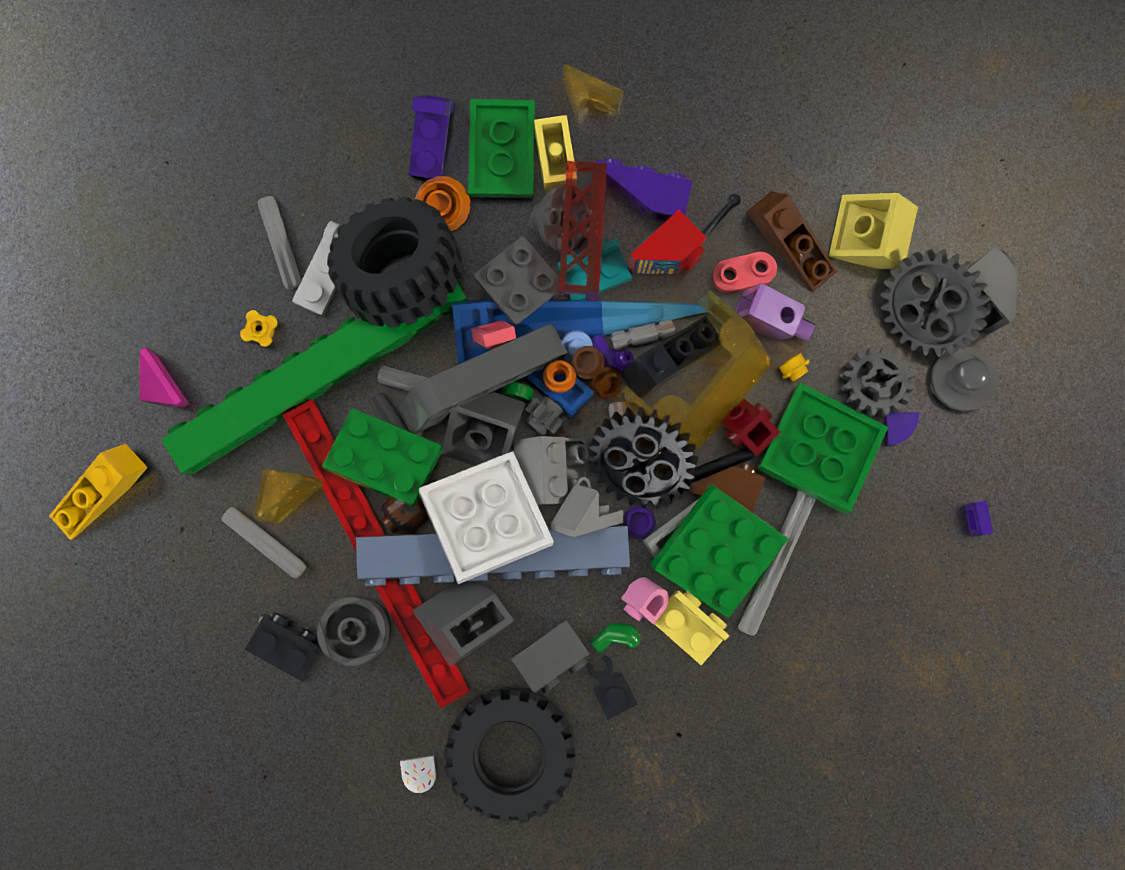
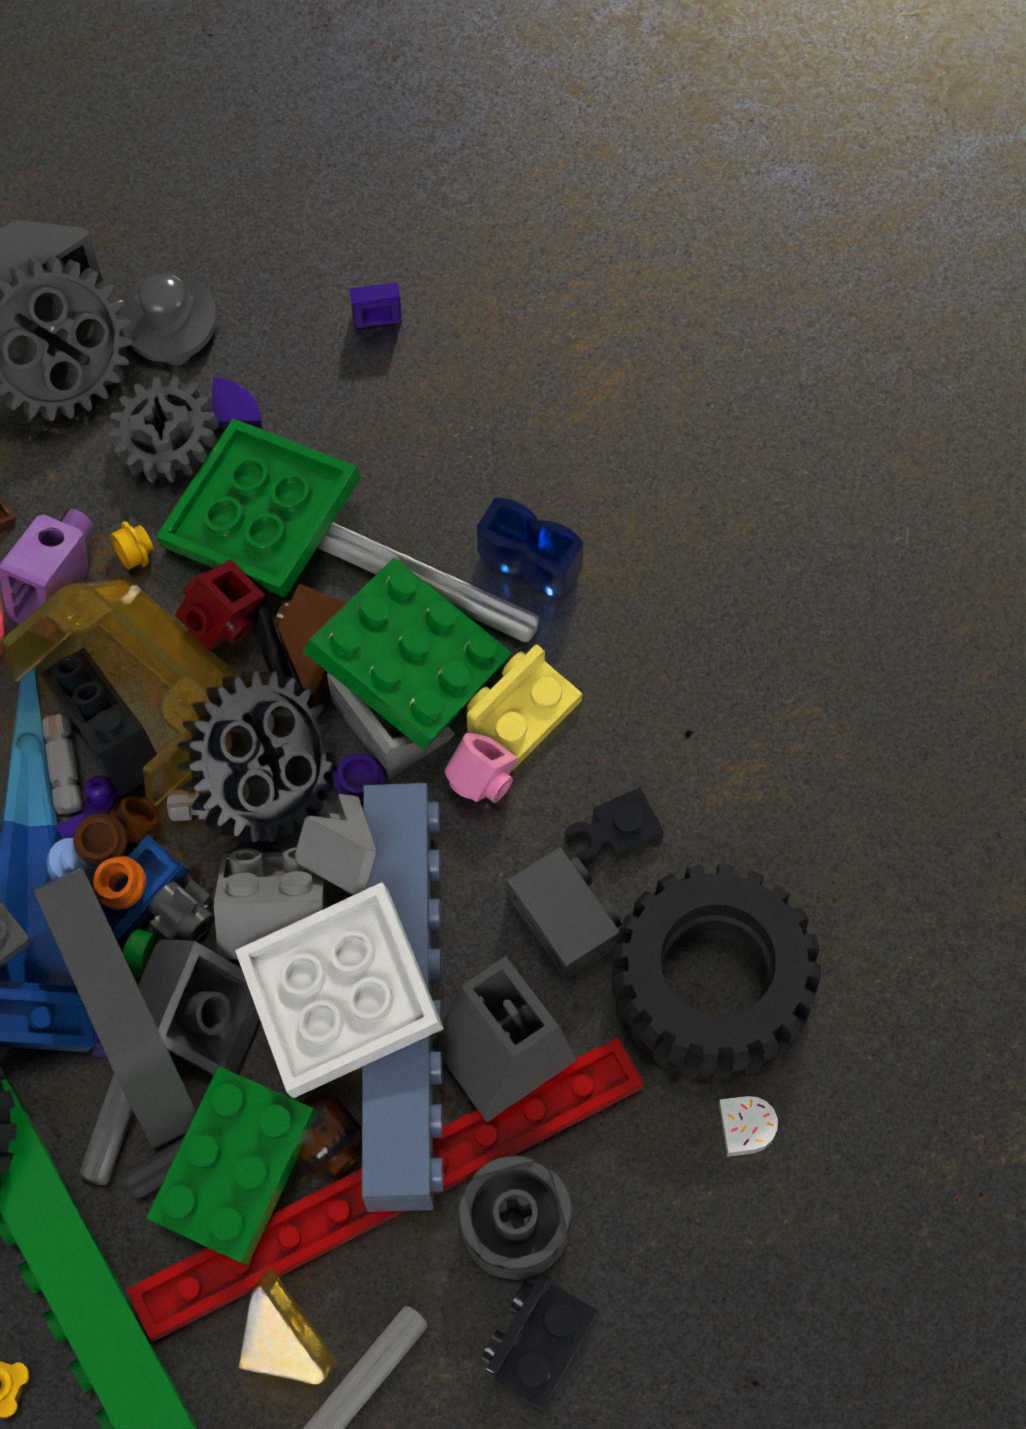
camera: 85 degrees left, 15 degrees down
(493, 334) = (42, 974): coral plate -> none
(616, 633) = (530, 816): green arm -> none
(803, 621) = (521, 544): none -> clear blue brick

